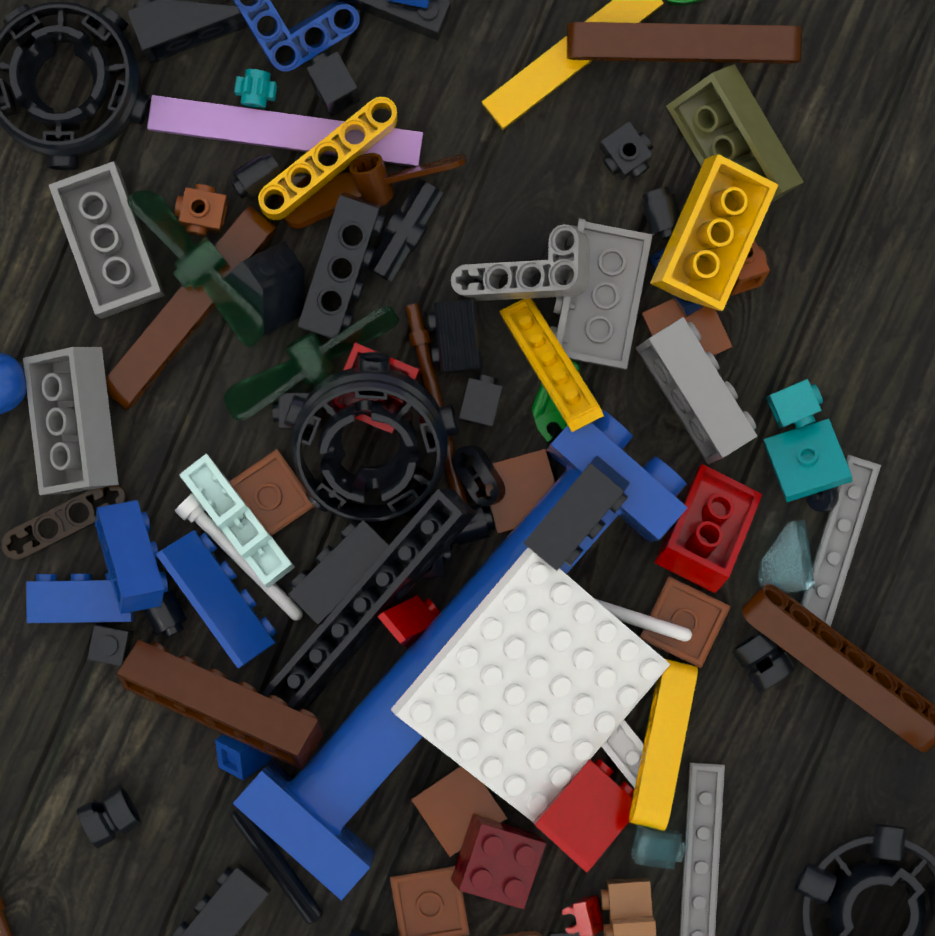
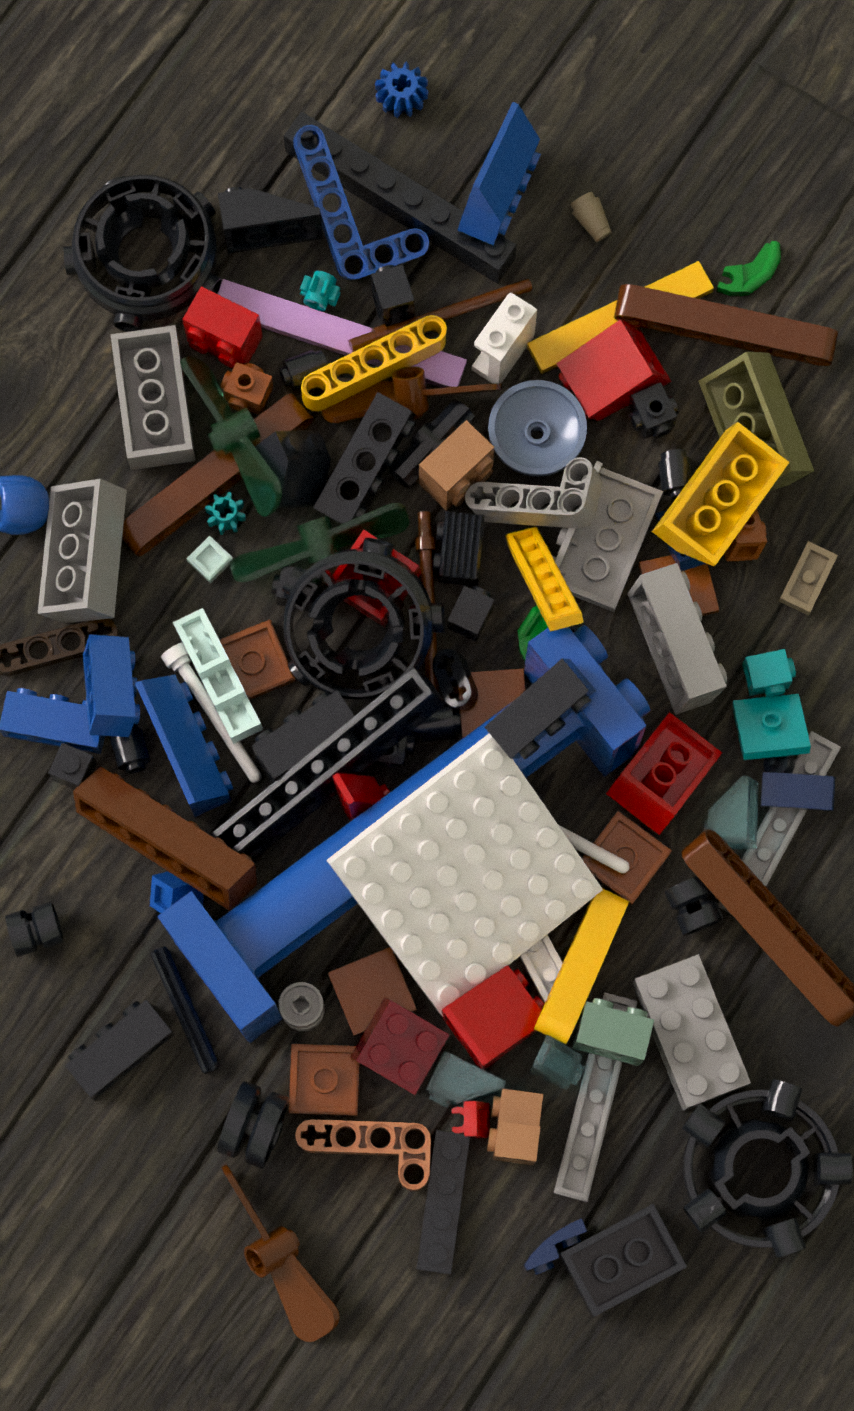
camera: 15 degrees right, 10 degrees down
(162, 153) = (222, 328): none -> red brick
(201, 339) = (231, 519): none -> teal gear
(202, 397) = (210, 559): none -> light aqua tile
(330, 122) = (445, 313): none -> reddish brown bar
(392, 841) = (301, 1006): none -> light grey wheel
(436, 252) = (456, 466): none -> medium nougat brick
(458, 106) = (504, 338): none -> white panel
(517, 170) = (542, 408): none -> sand blue dish
(565, 883) = (460, 1082): none -> clear light blue slope
(576, 116) = (611, 369): none -> slope
(709, 810) = (613, 1032): none -> sand green brick
(784, 788) = (691, 1032): none -> light grey brick
(817, 295) = (808, 578): none -> dark tan plate
(847, 523) = (798, 791): none -> dark blue slope

